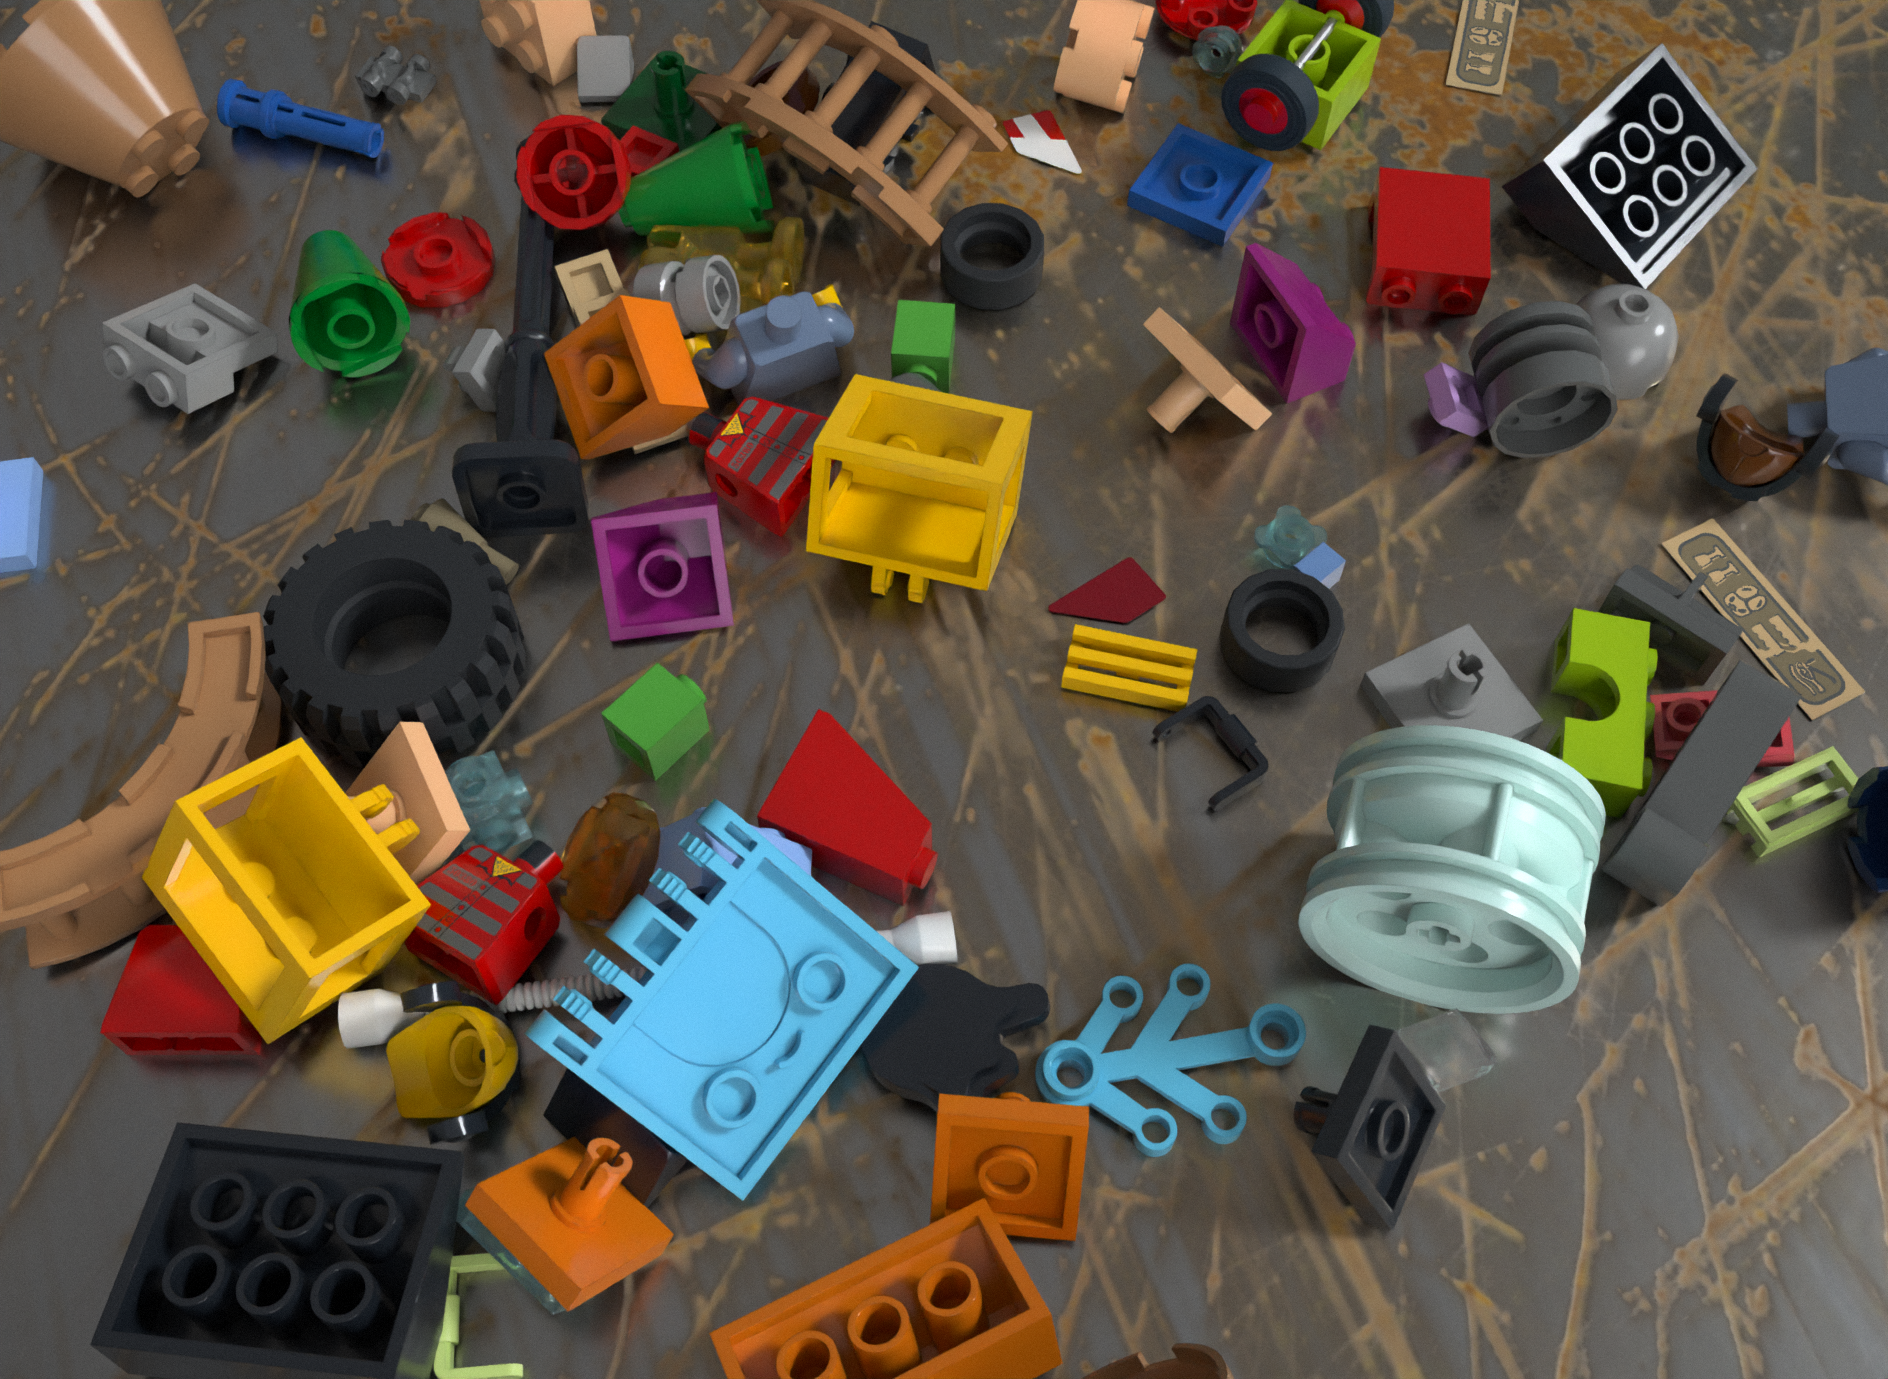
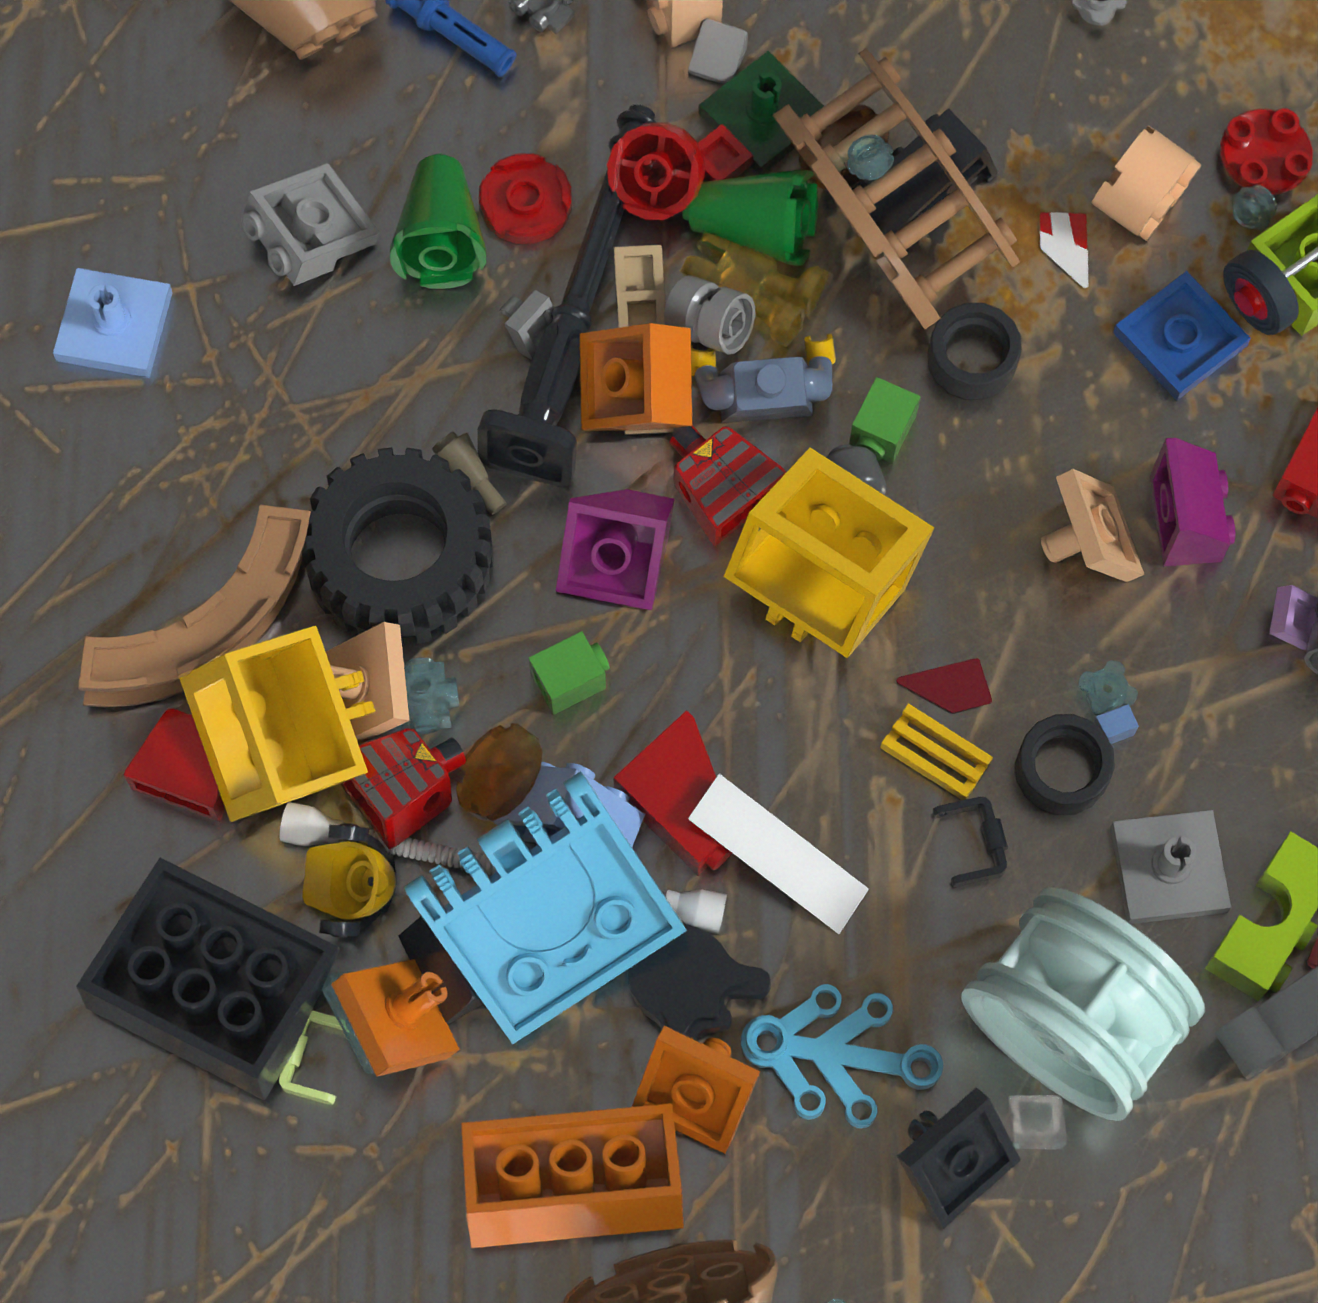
camera: 20 degrees right, 10 degrees up
(807, 77) = (870, 157): none -> clear light blue plate
(993, 838) = (778, 853): none -> white sticker

